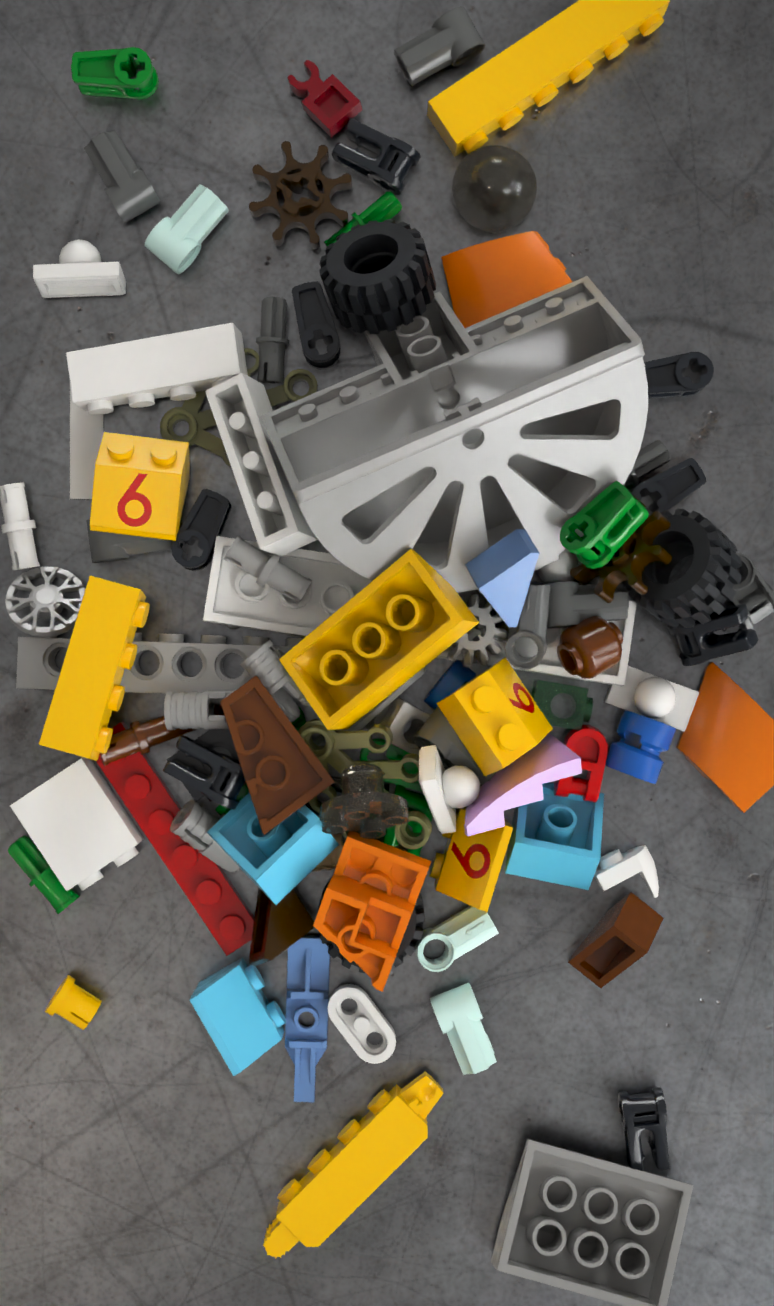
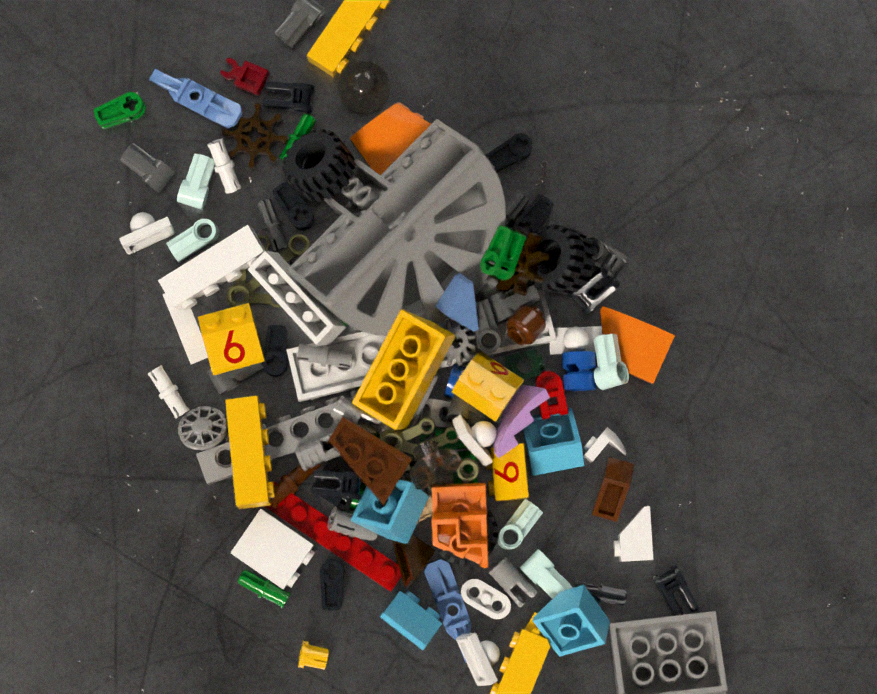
camera: 30 degrees left, 5 degrees down
(141, 913) = (331, 588): none -> black piece
(142, 313) = (191, 241): none -> light aqua piece
(236, 220) = (224, 166): none -> white pin
(252, 116) = (208, 104): none -> medium blue piece
(317, 1107) = (479, 657): none -> white tile
(410, 1008) = (508, 577): none -> light grey hinge
(476, 1115) = (573, 621): none -> medium azure slope
(532, 1084) = (605, 594): none -> black axle
(619, 1026) = (635, 539): none -> white slope
(688, 764) = (610, 369): none -> light aqua piece

